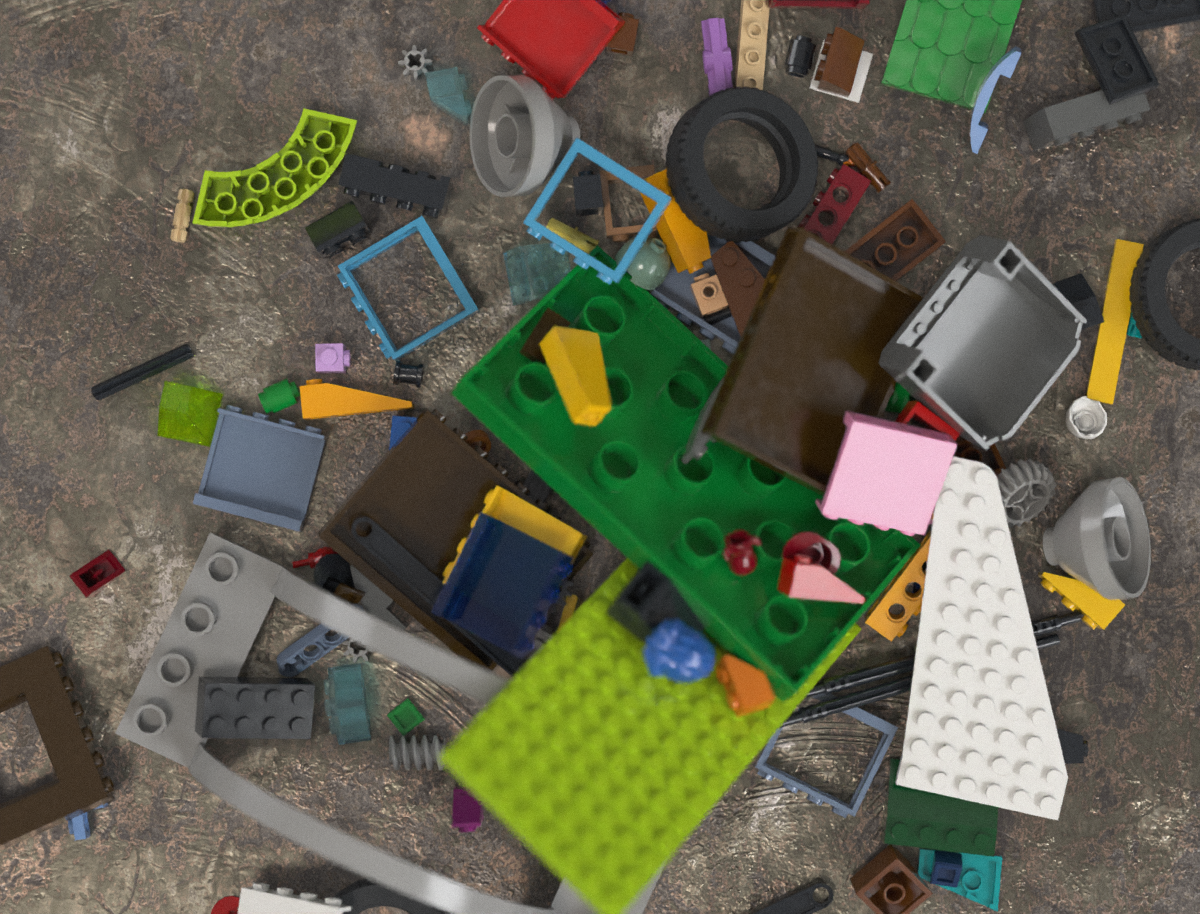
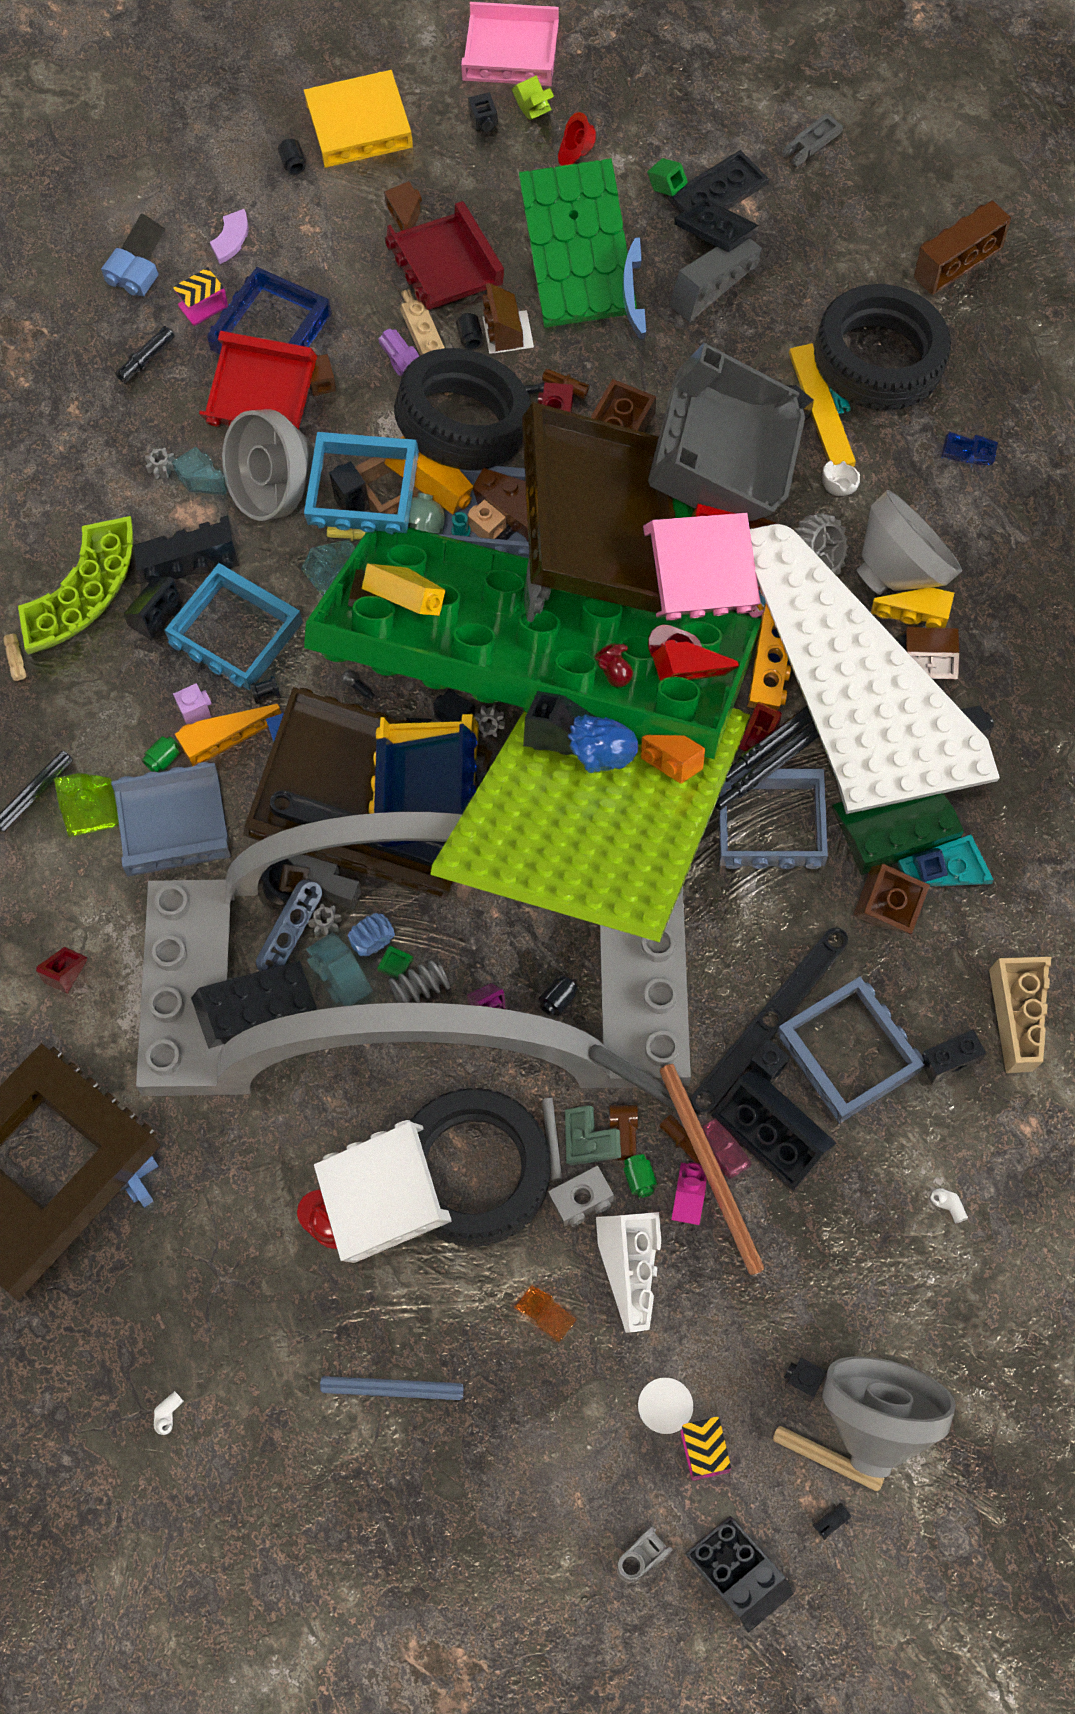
camera: 20 degrees left, 20 degrees down
(394, 684) = (371, 934): none -> medium blue gear
(676, 295) = (460, 525): none -> teal pin
(861, 653) = (762, 723): none -> dark red slope
(1069, 657) = (934, 650): none -> reddish brown slope

